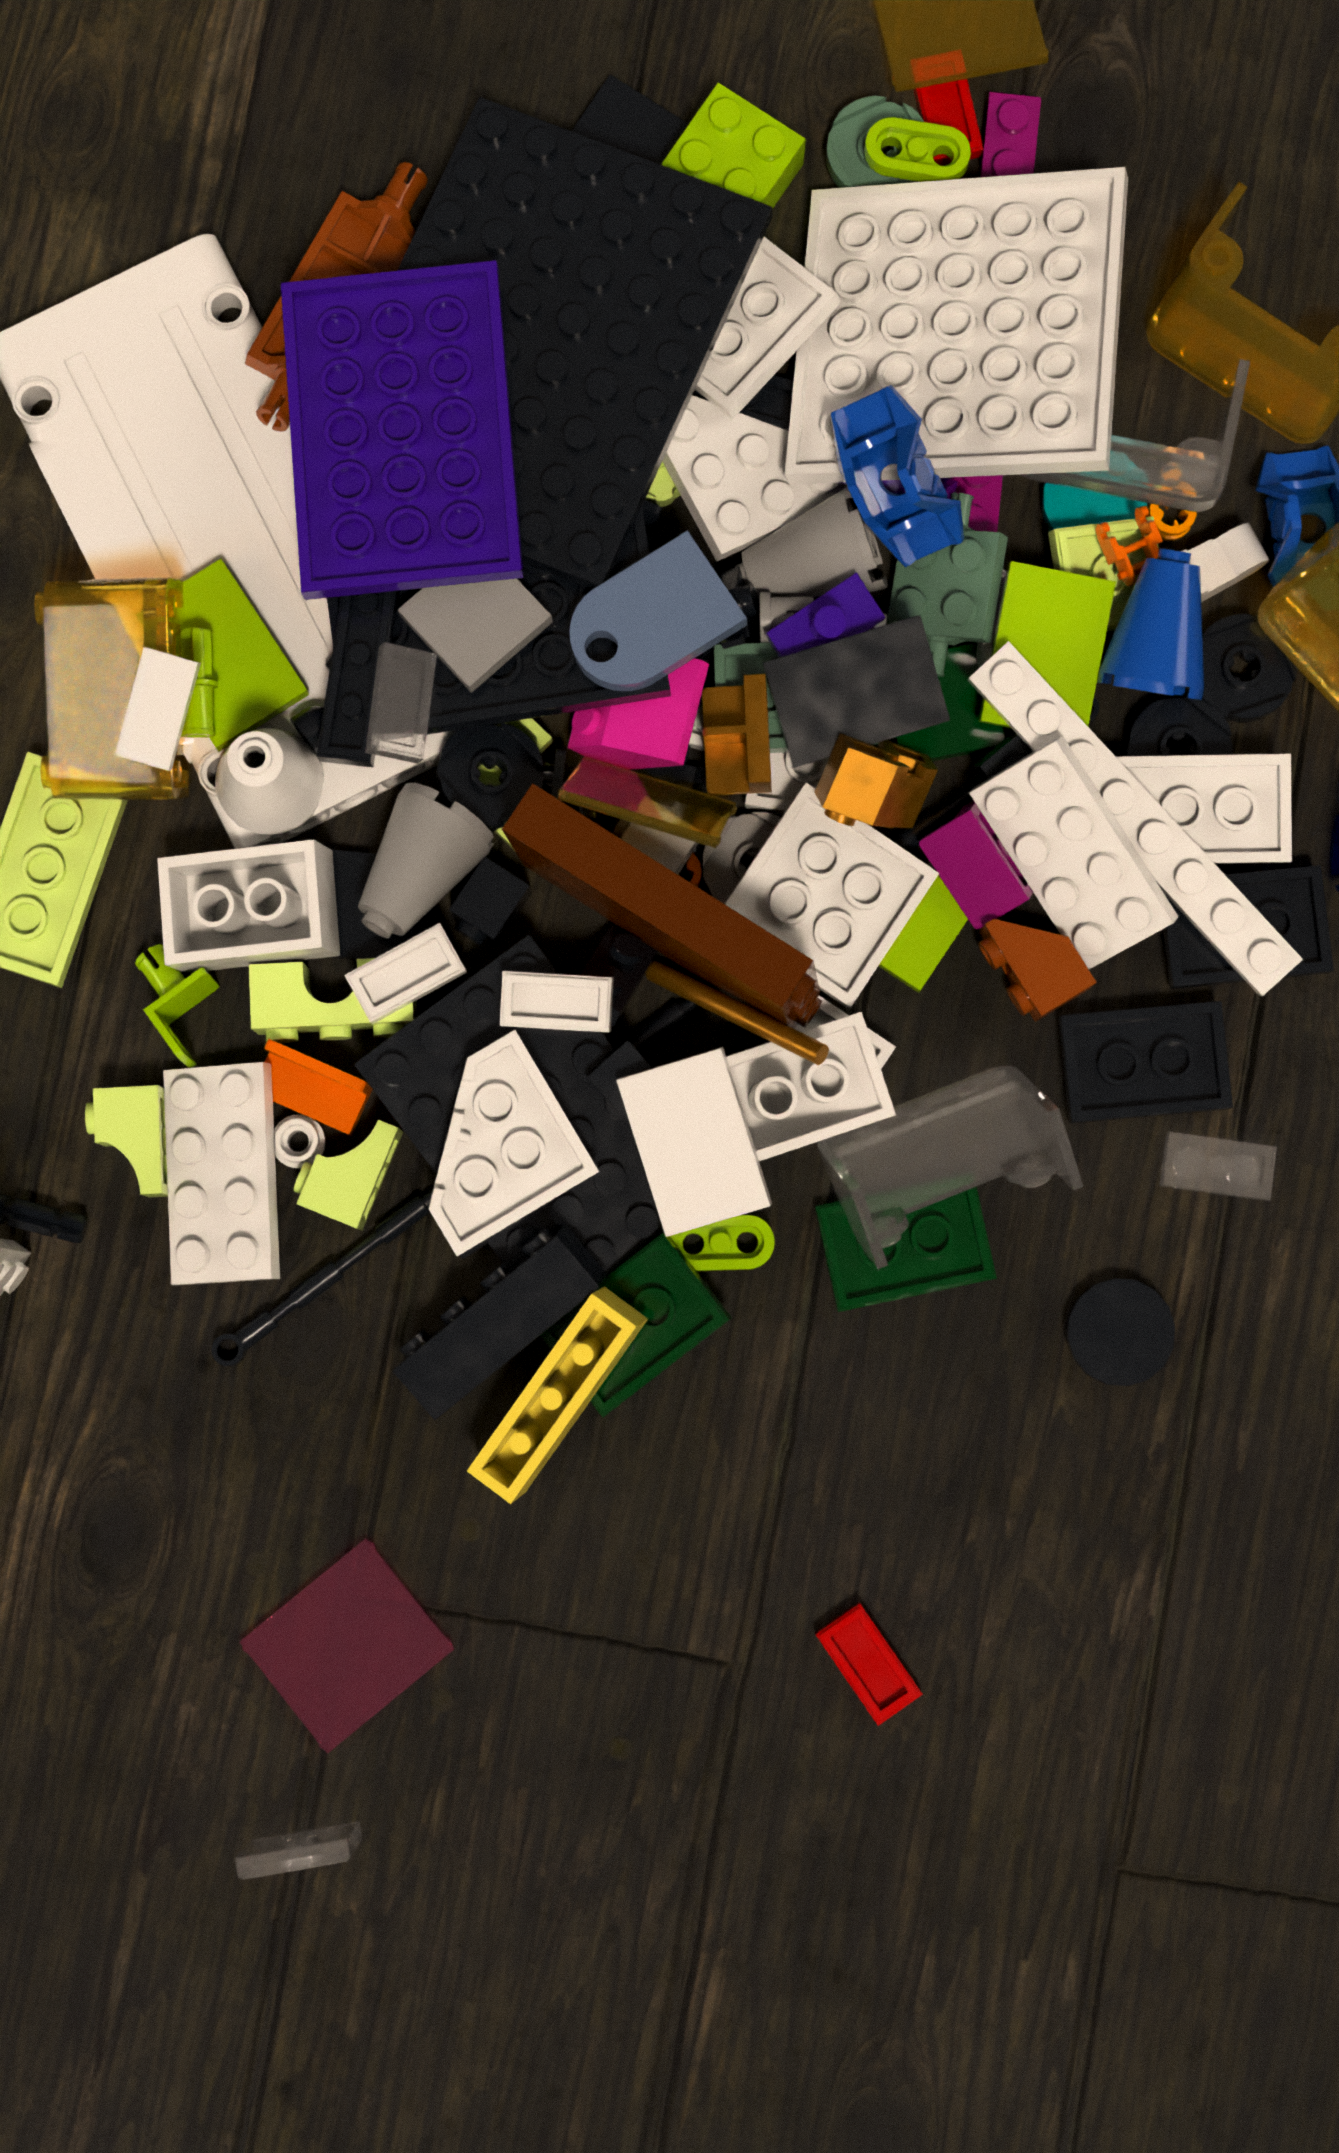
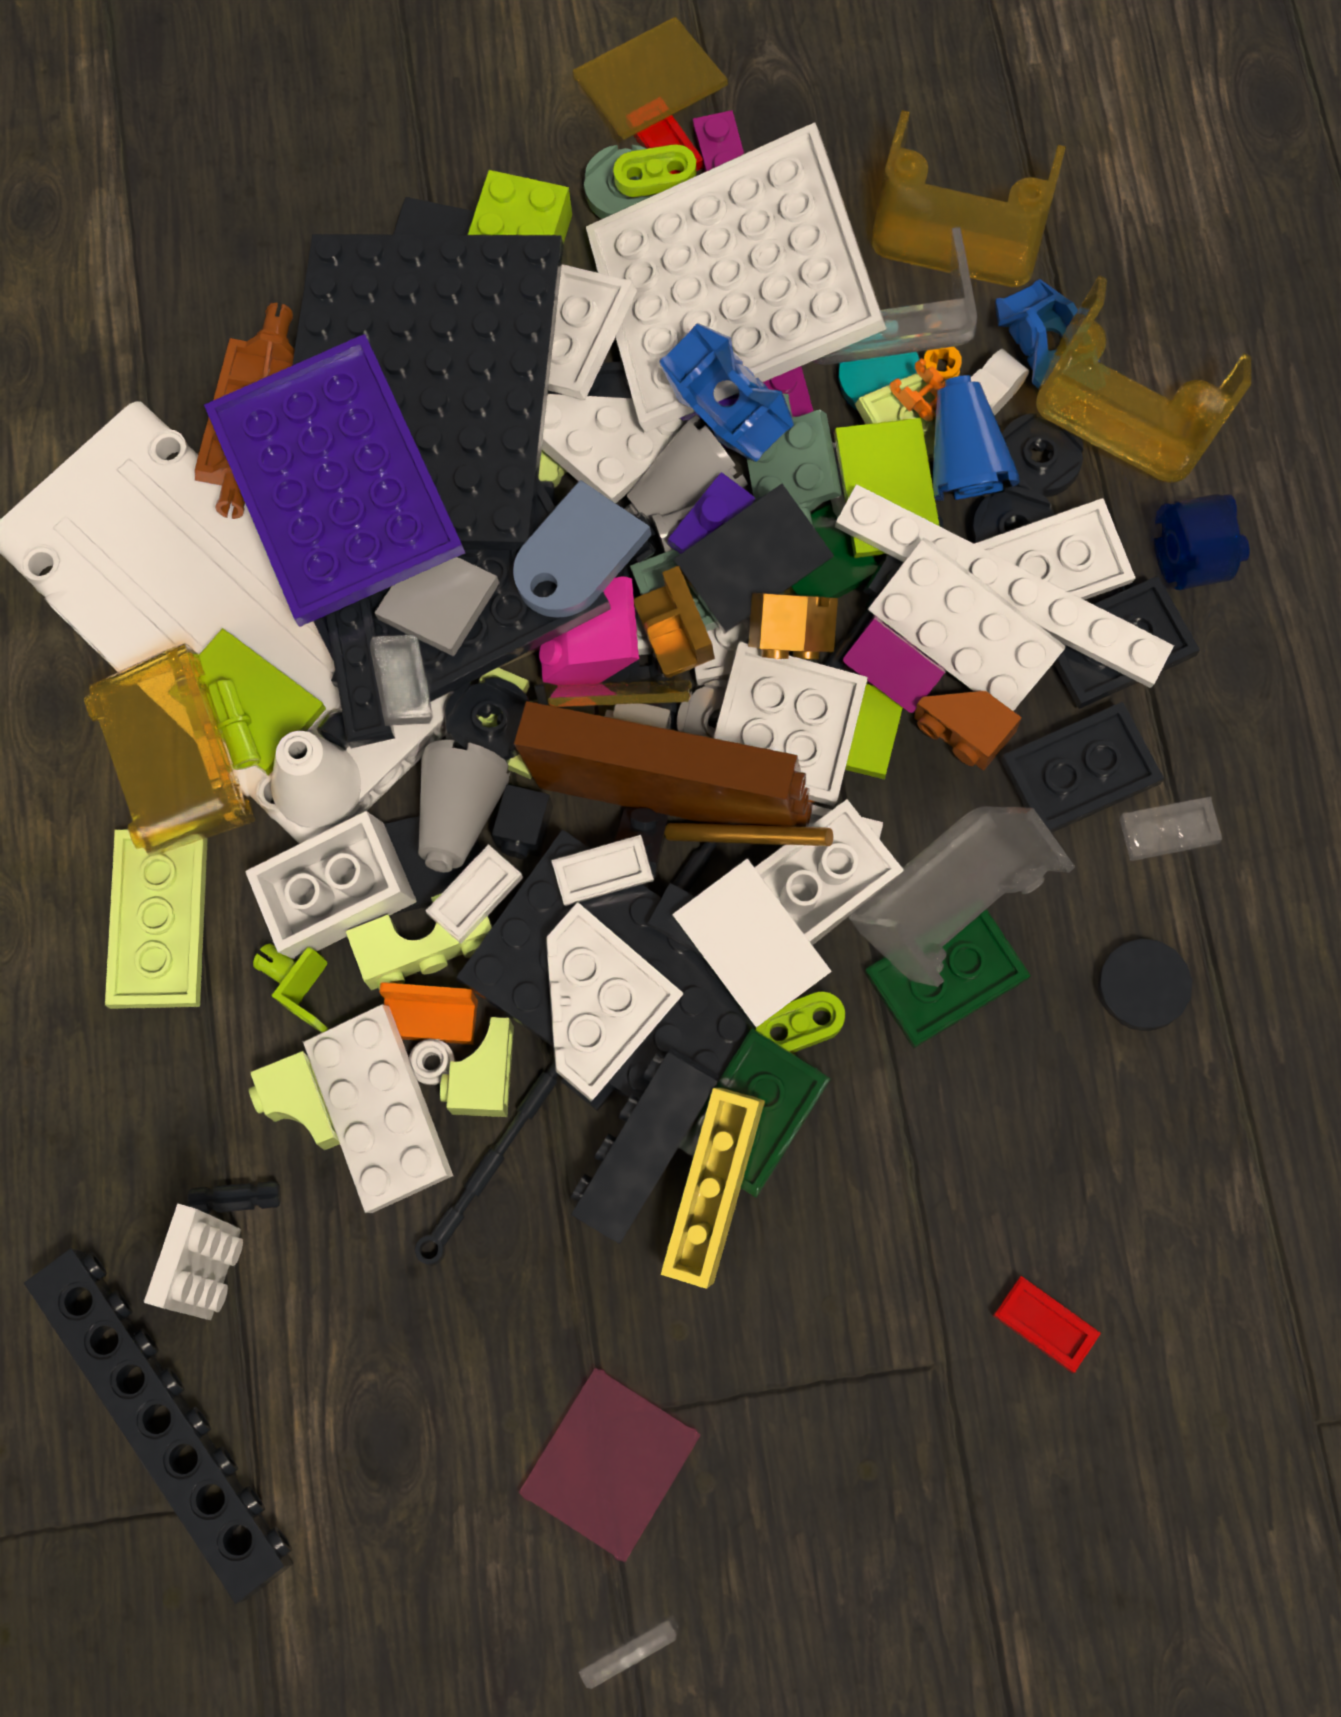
camera: 15 degrees left, 10 degrees down
(157, 708) = (208, 743): white tile -> none

